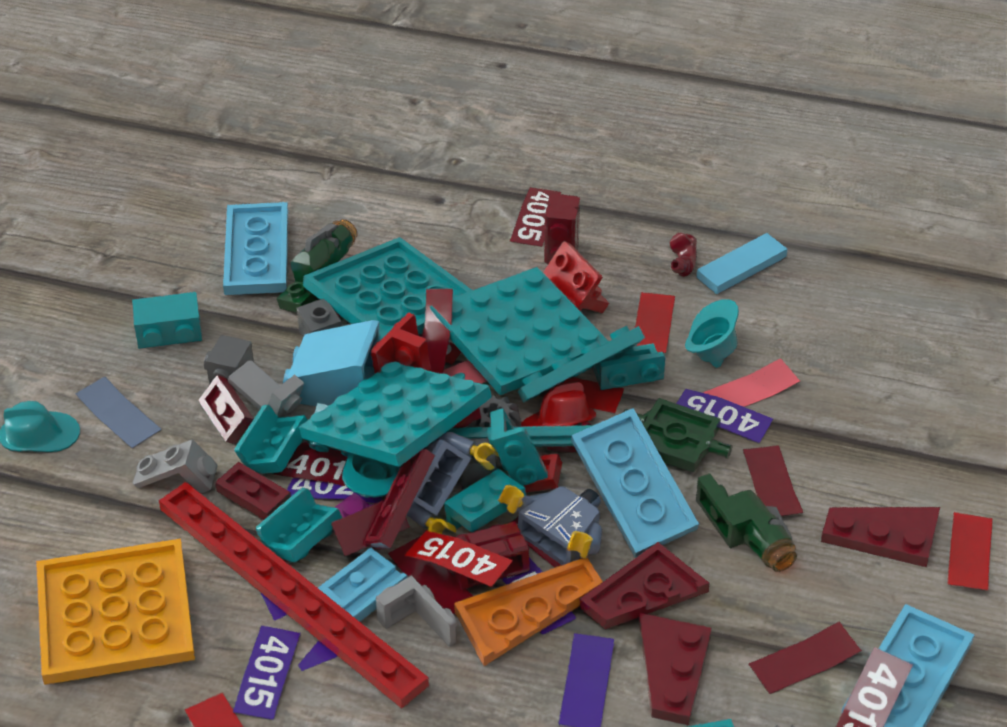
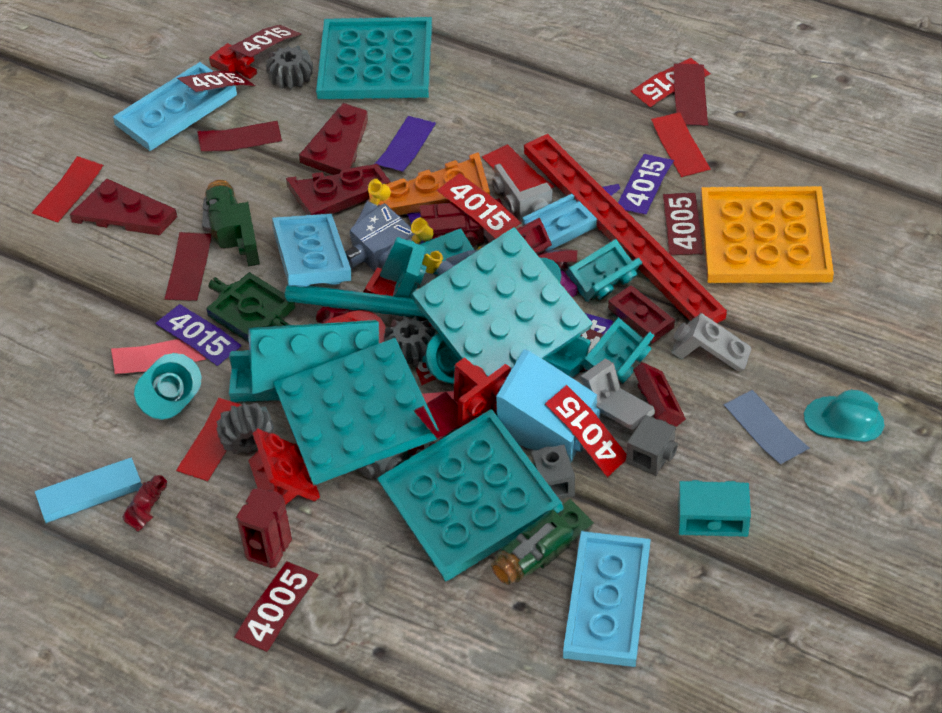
camera: 165 degrees left, 5 degrees up
(216, 628) = (682, 224): none -> dark red sticker
(298, 351) = (587, 429): none -> red sticker
(444, 672) = (517, 169): none -> red sticker
(619, 306) = (237, 427): none -> dark grey gear

